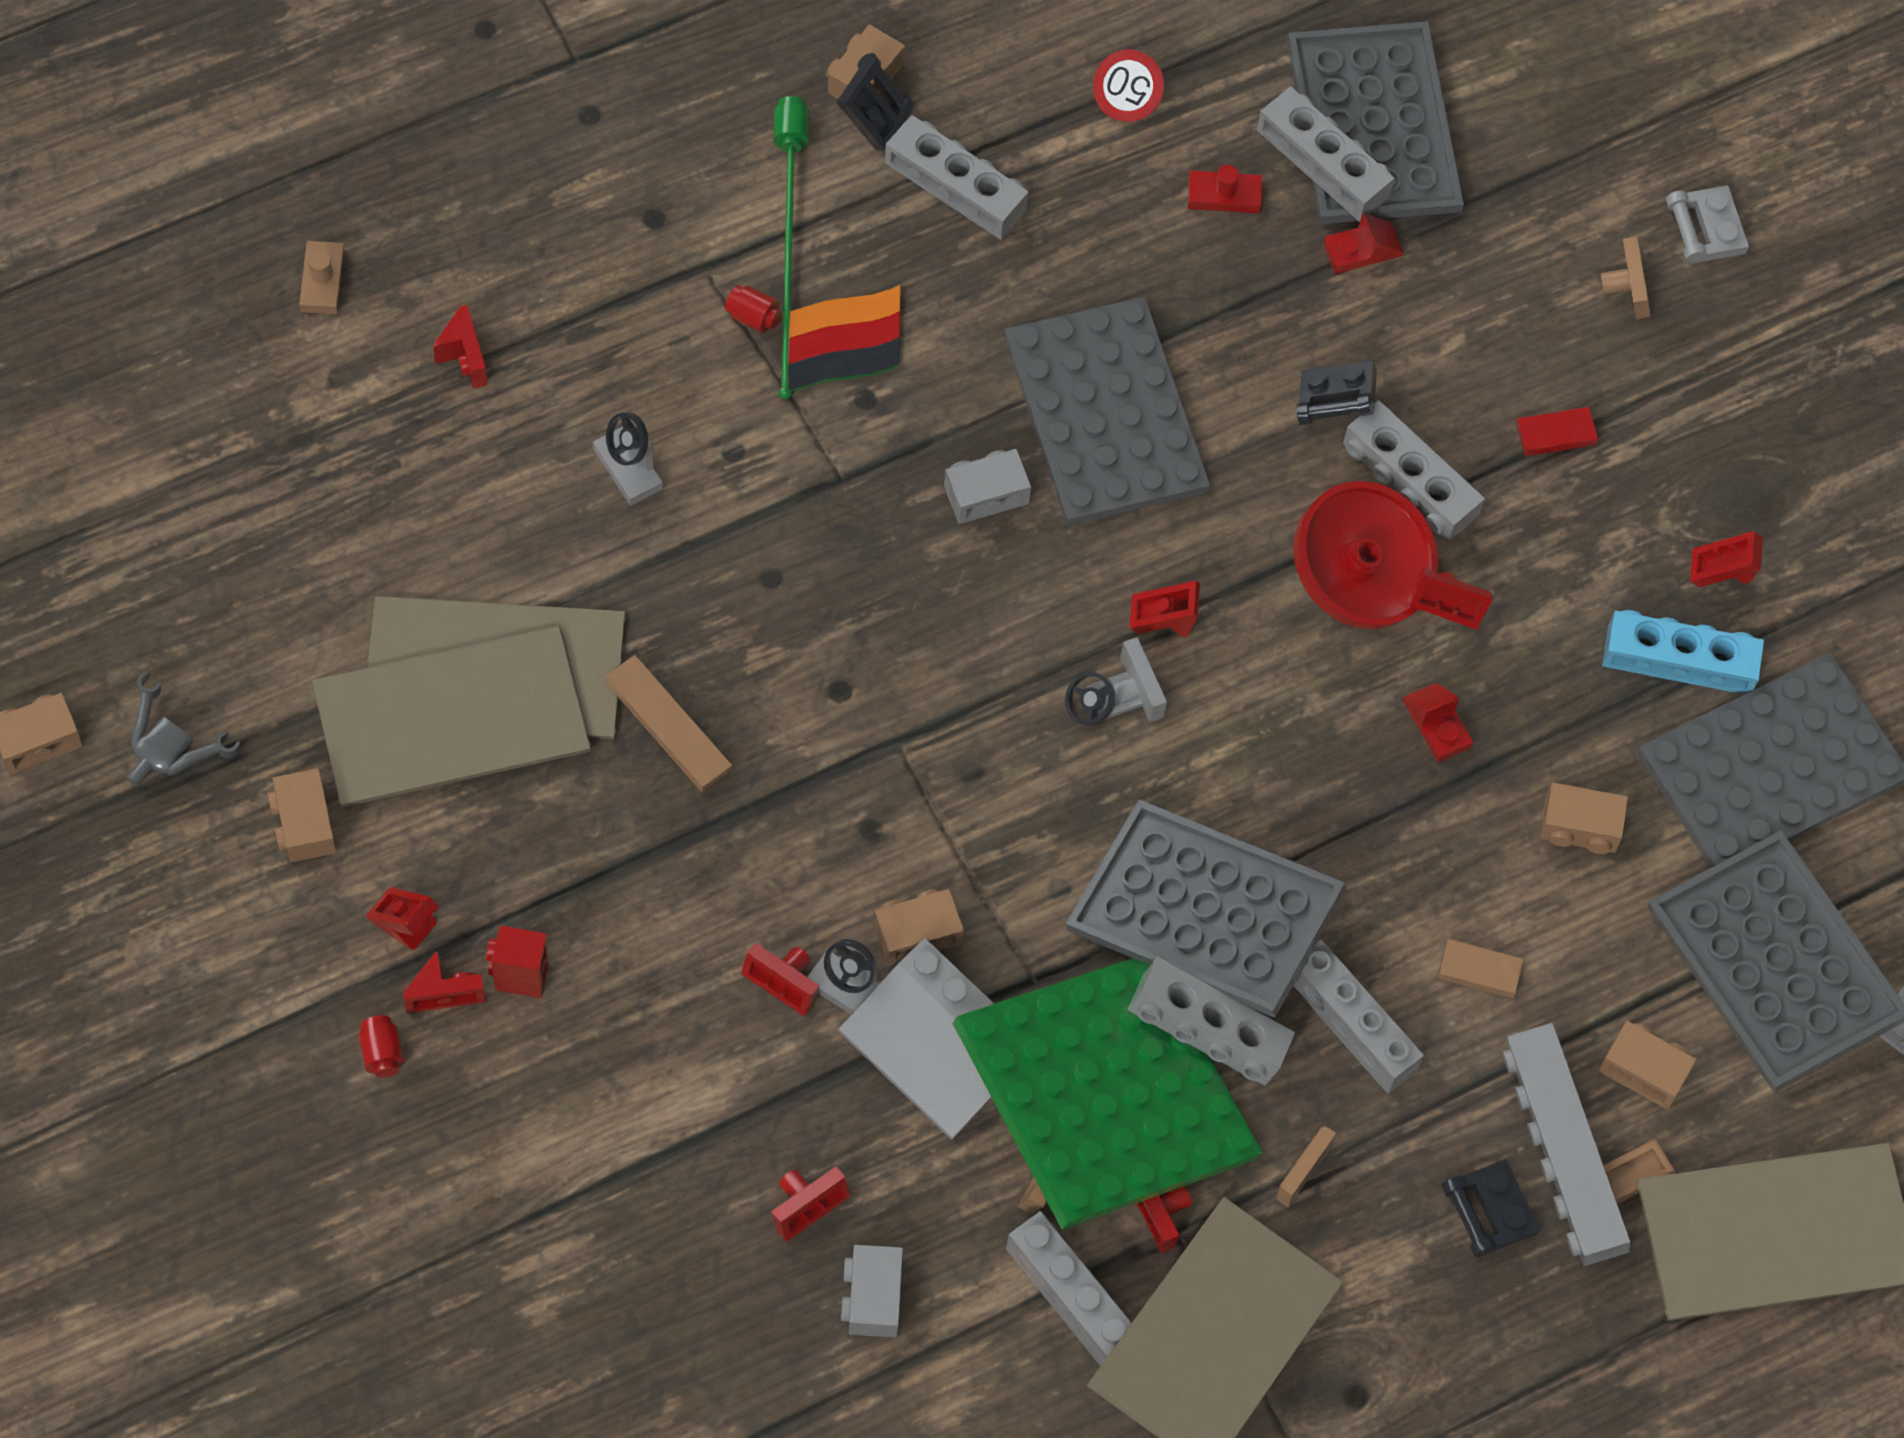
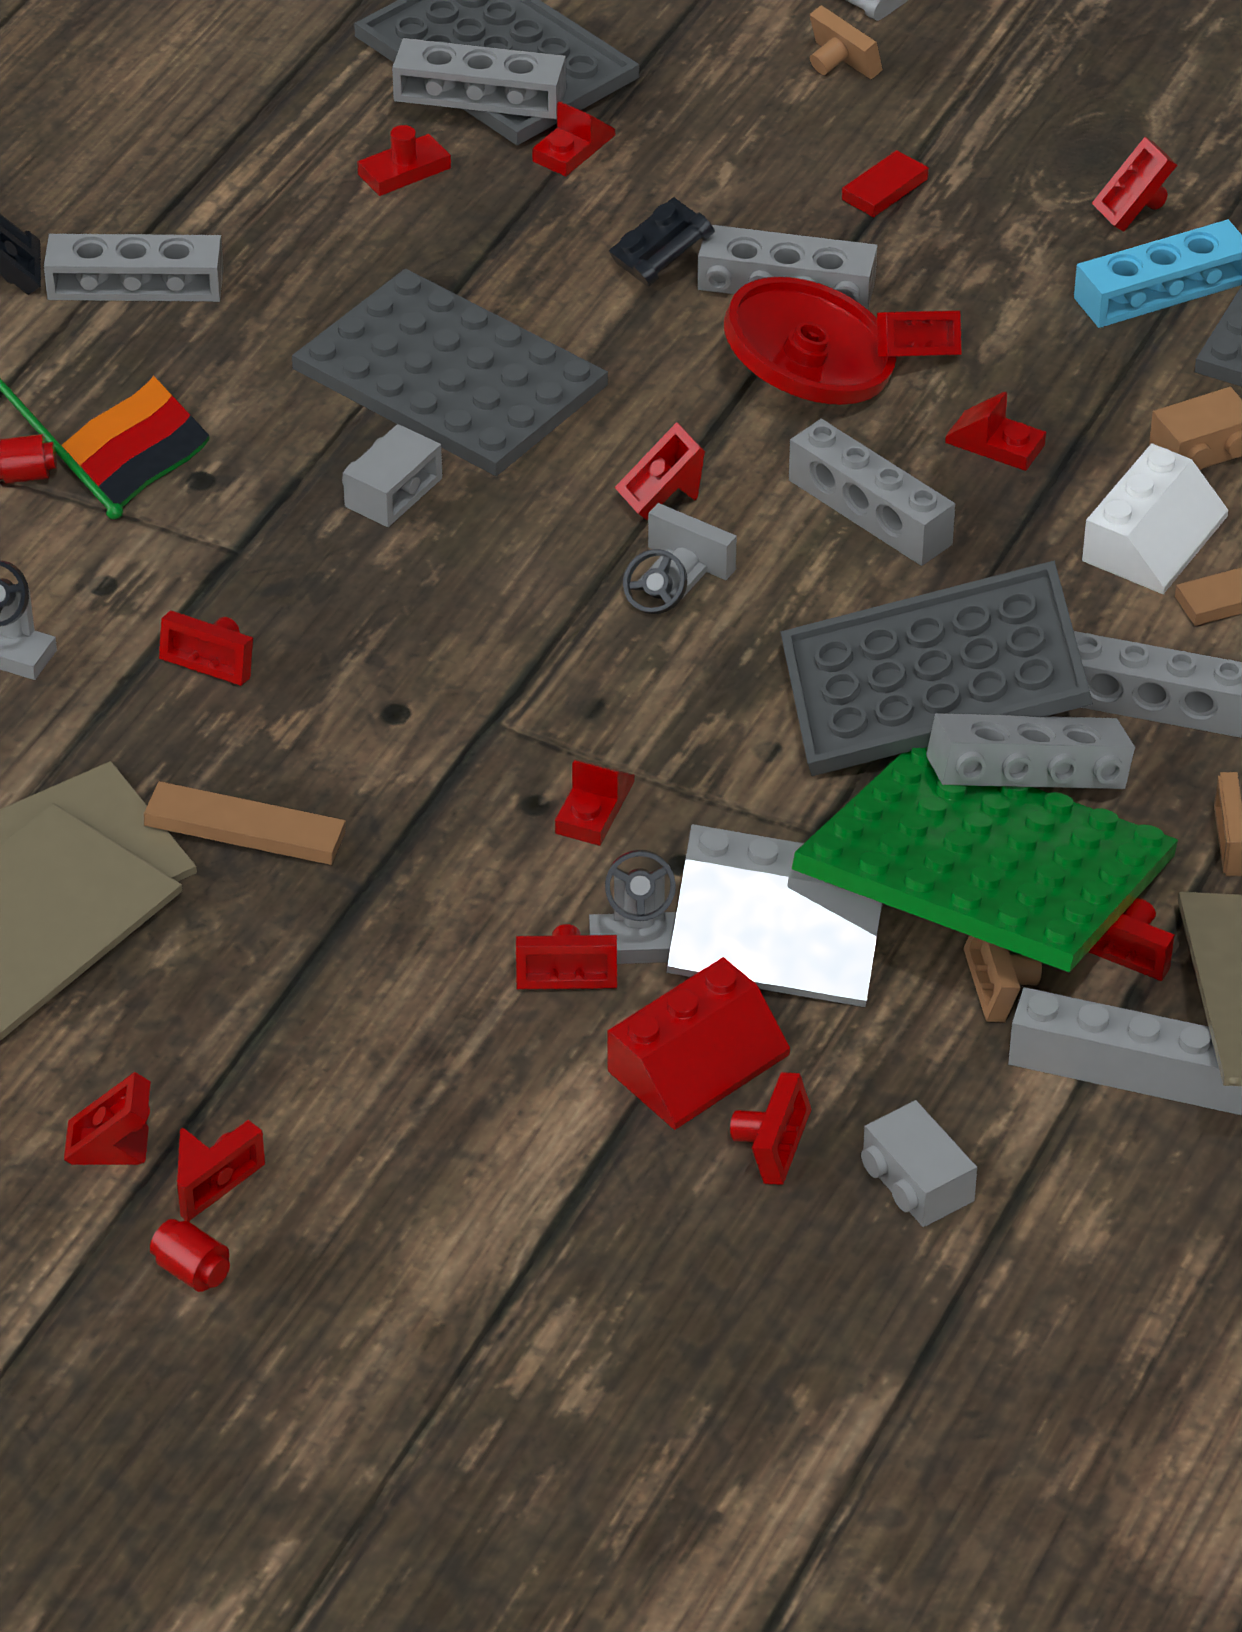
camera: 30 degrees left, 20 degrees down
(518, 961) = (281, 1085): red brick -> none
(752, 558) = (207, 647): none -> red tile
(811, 1102) = (696, 1043): none -> red slope
(905, 924) = (665, 831): medium nougat brick -> none
(908, 855) = (592, 802): none -> red slope
(1128, 85) = (239, 126): piece -> none
(1300, 718) = (871, 492): none -> light grey brick
(1479, 874) = (1153, 520): none -> white slope

